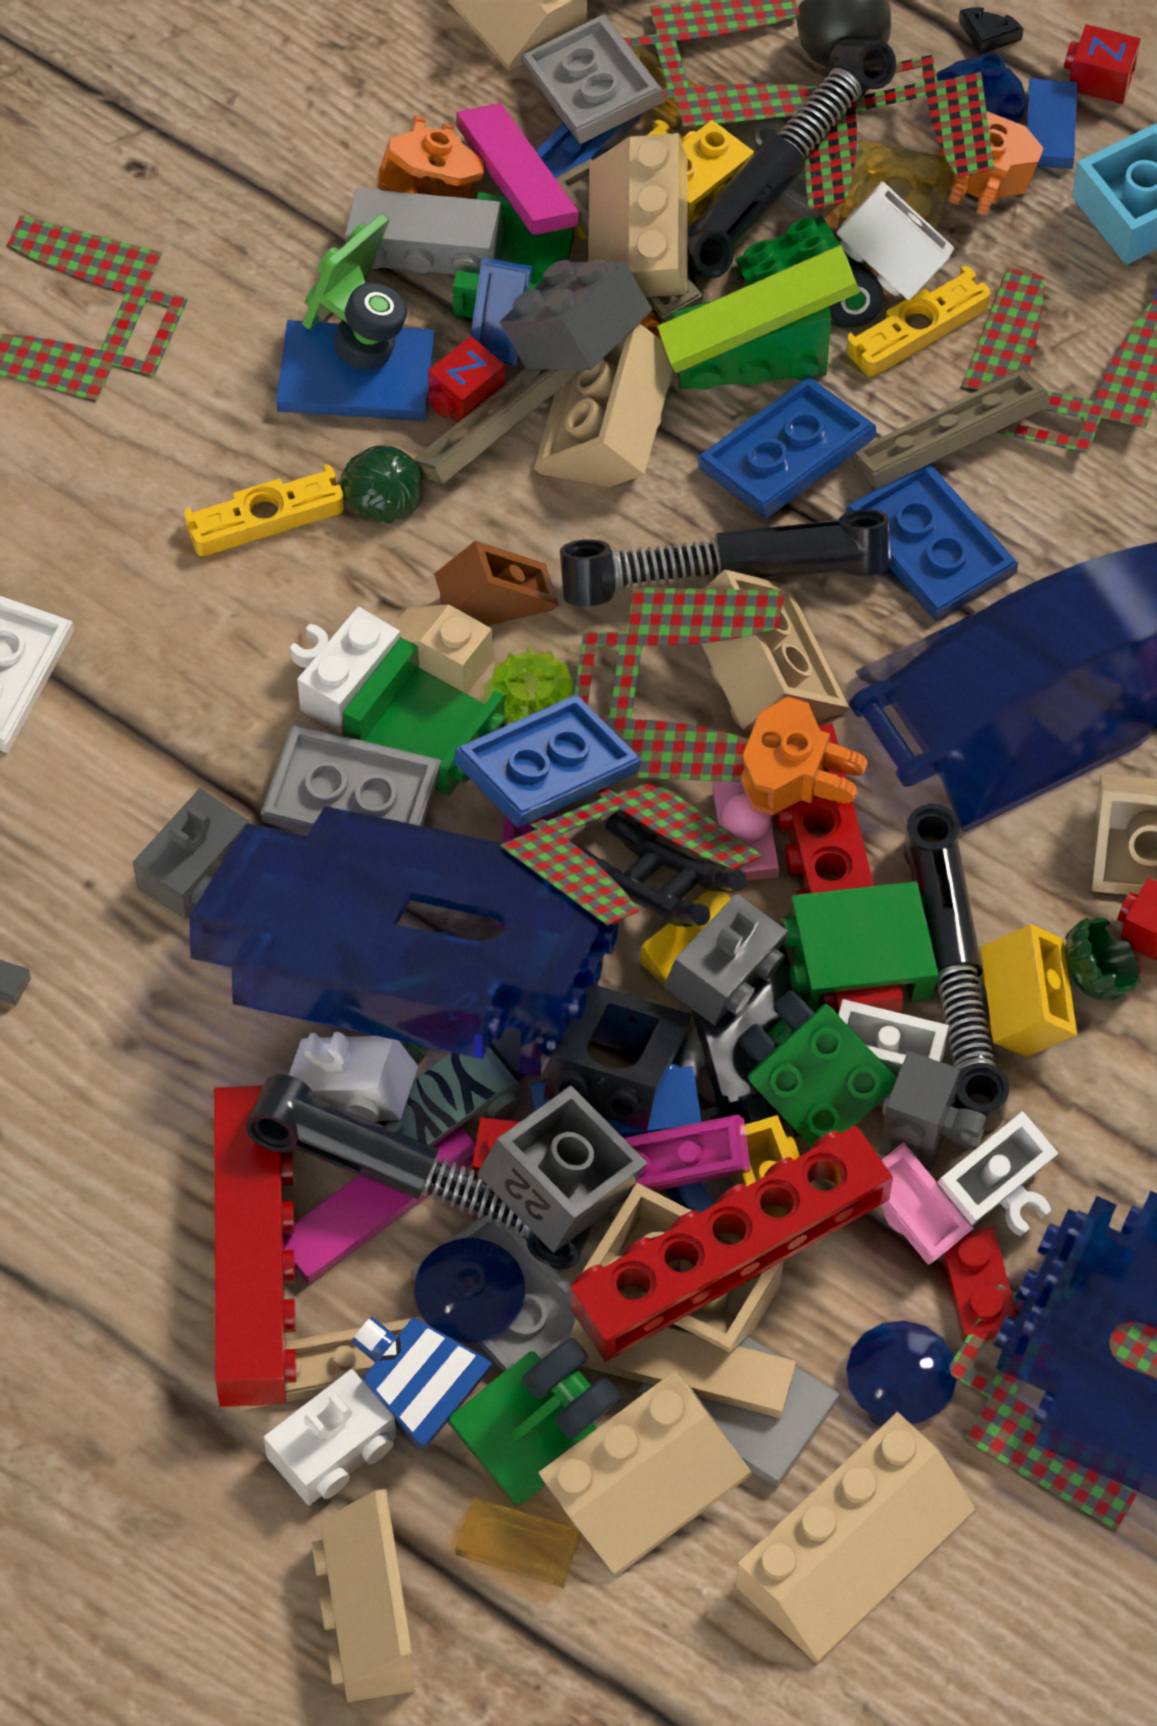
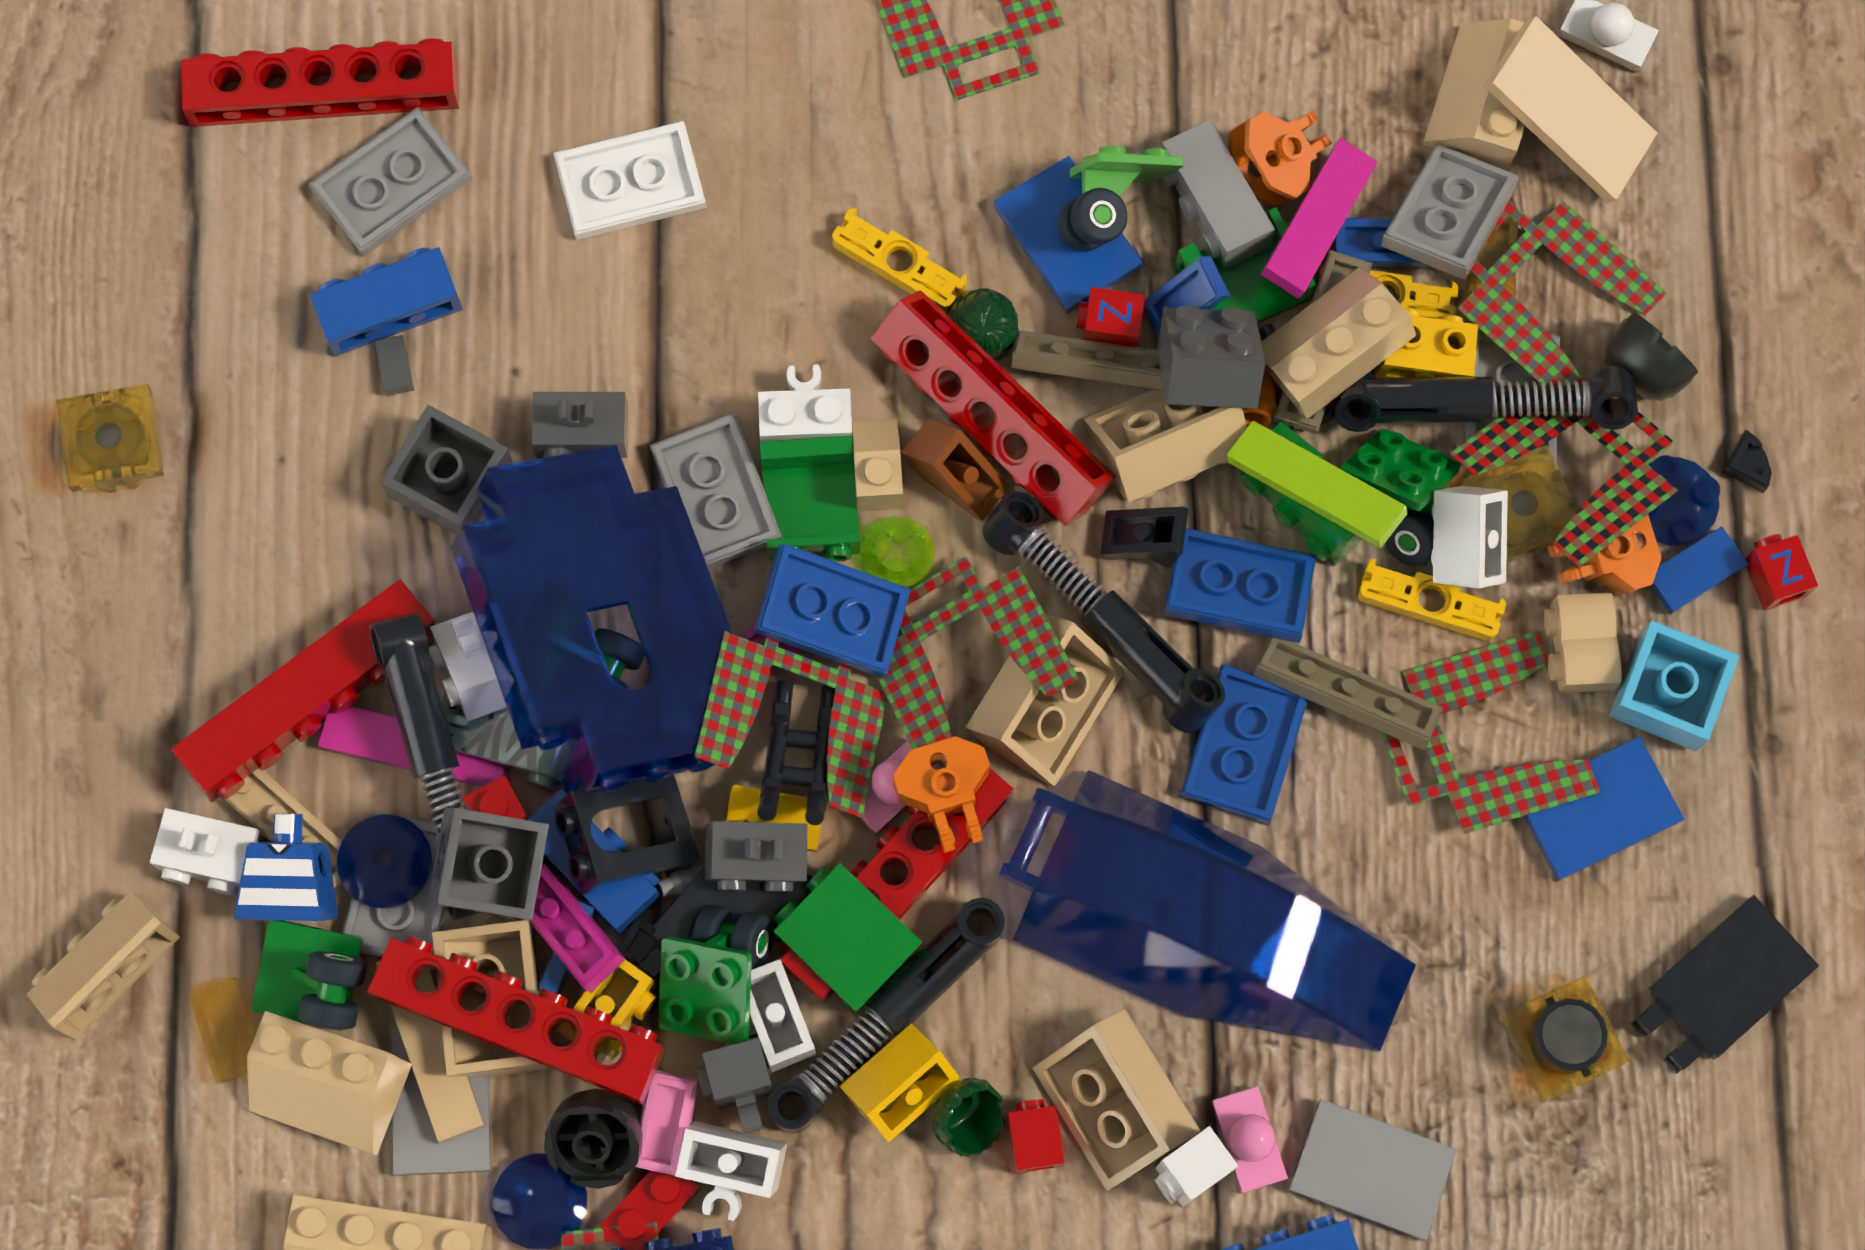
camera: 50 degrees right, 15 degrees up
(144, 986) = (442, 469): none -> dark grey brick
(442, 505) = (1015, 411): none -> red brick
(689, 472) = (1145, 534): none -> black slope
(886, 1270) = (594, 1138): none -> pearl dark grey cylinder
(1050, 235) = (1584, 643): none -> tan brick

